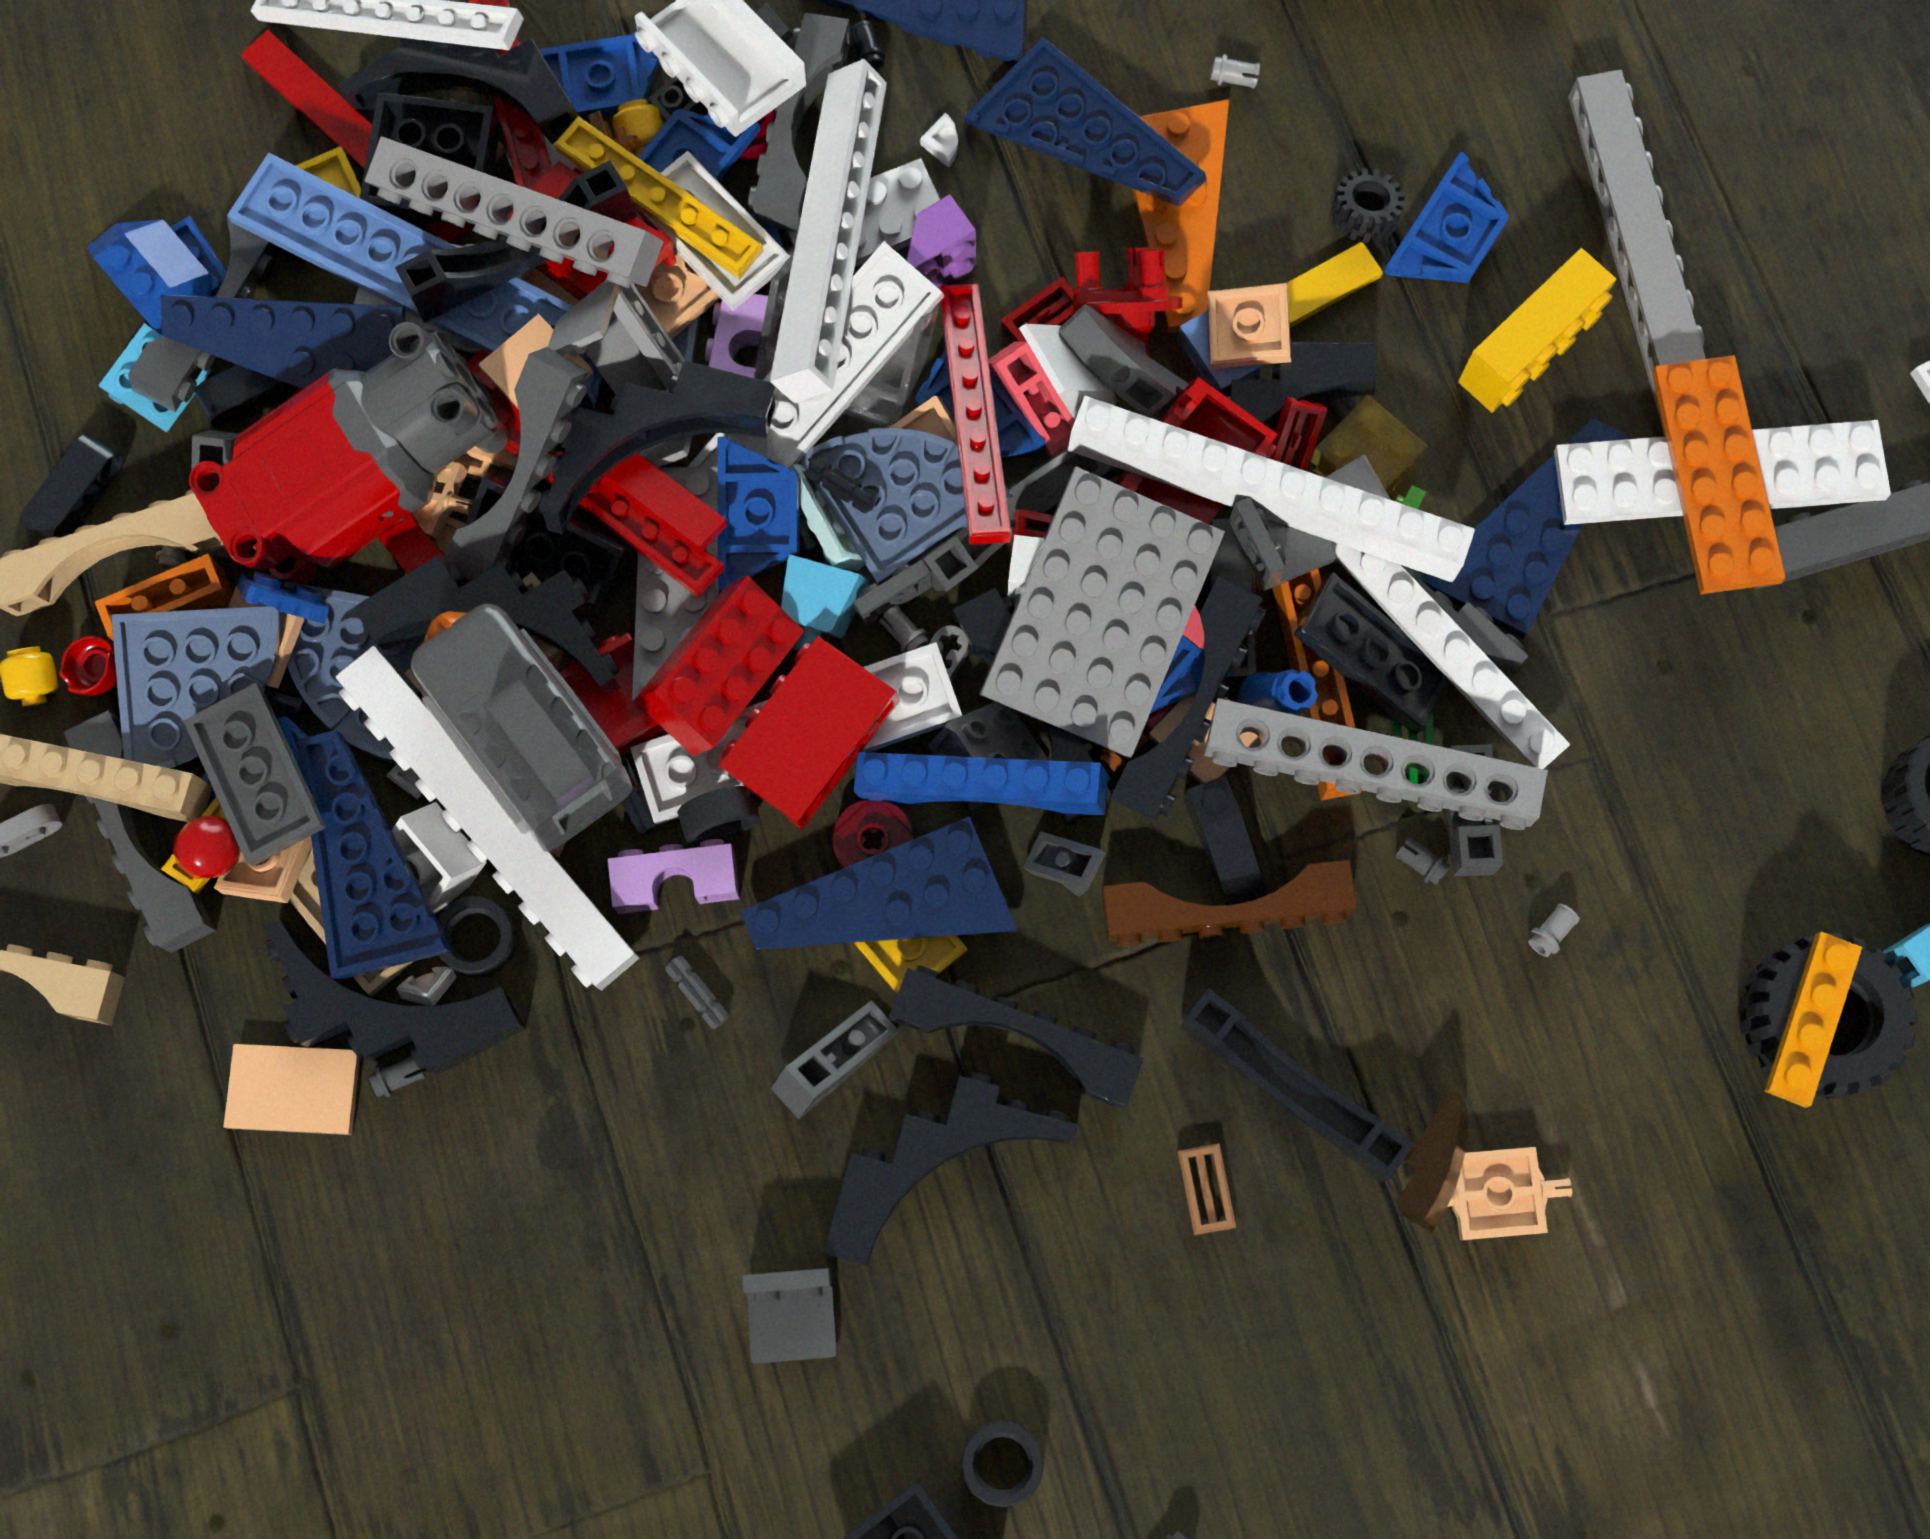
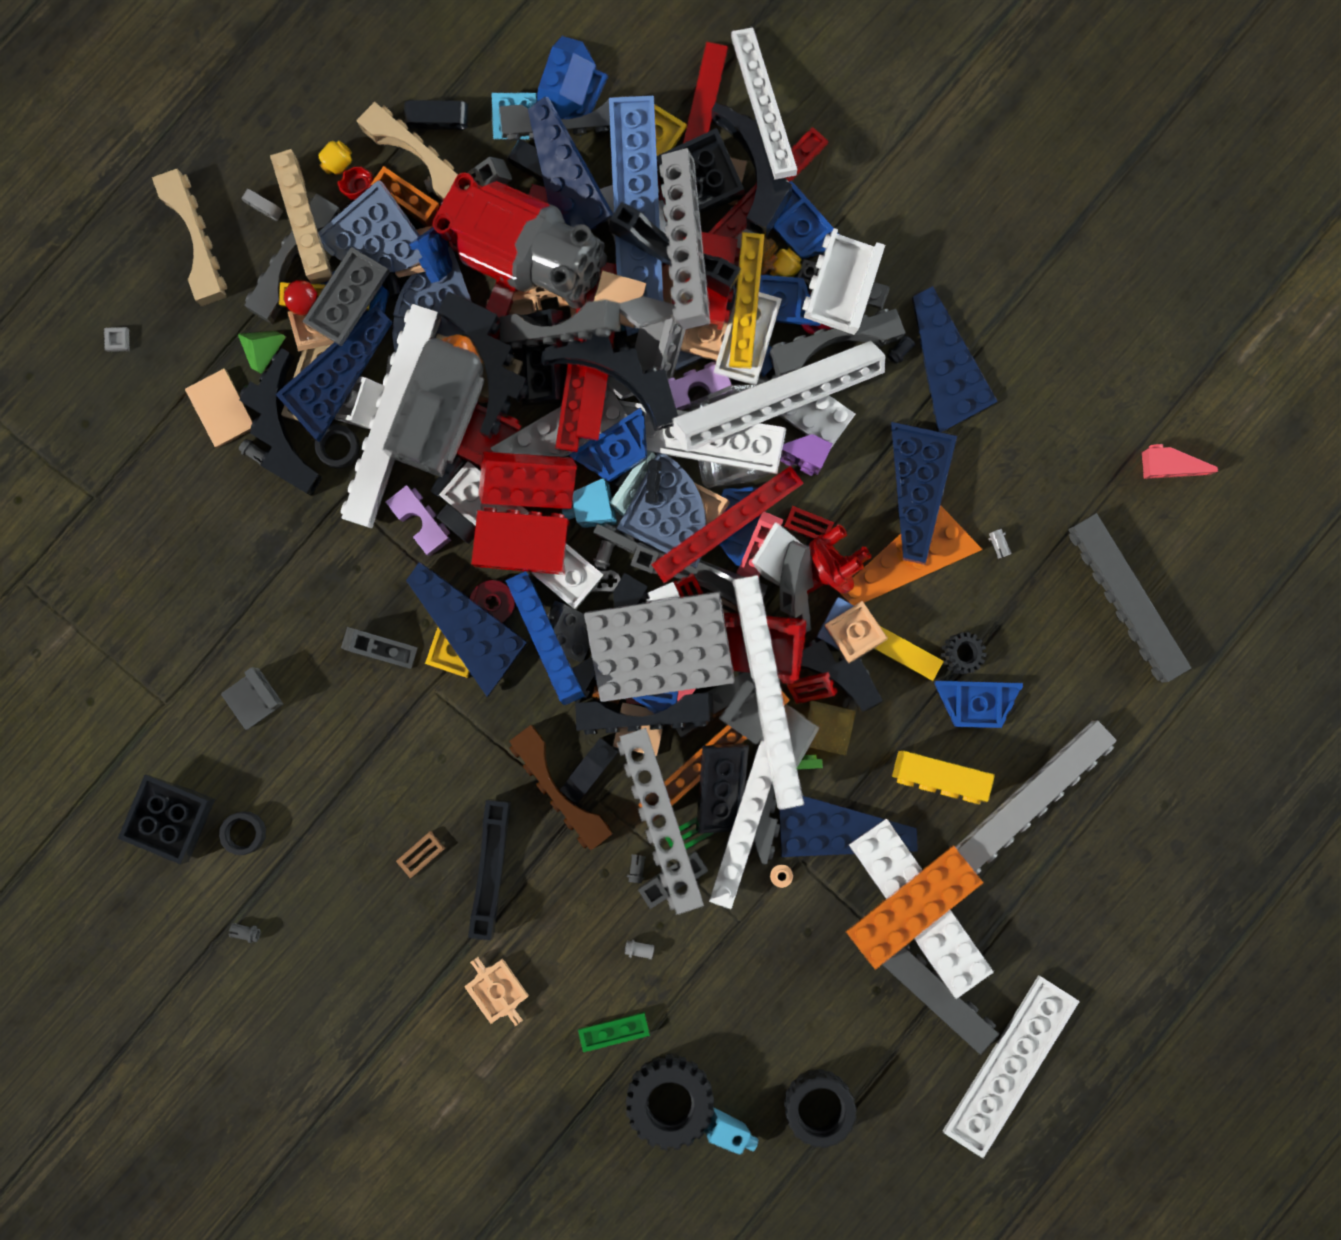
camera: 60 degrees right, 10 degrees up
(69, 1193) = (116, 339): none -> light grey tile
(242, 967) = (260, 347): none -> bright green slope
(428, 987) = (301, 439): white tile -> none
(697, 992) = (373, 564): dark grey axle -> none
(942, 140) = (873, 418): white tile -> none
(974, 1121) = (388, 729): black arch -> none
(1064, 862) = (533, 699): dark grey slope -> none
(1097, 1068) = (427, 678): black arch -> none
(1279, 691) = (672, 751): blue plant -> none
(1436, 1165) = (490, 955): dark brown slope -> none
(1548, 659) = (774, 875): none -> light nougat plate
(1664, 1045) = (613, 1032): none -> green plate
(1813, 1019) = (657, 1096): light orange plate -> none

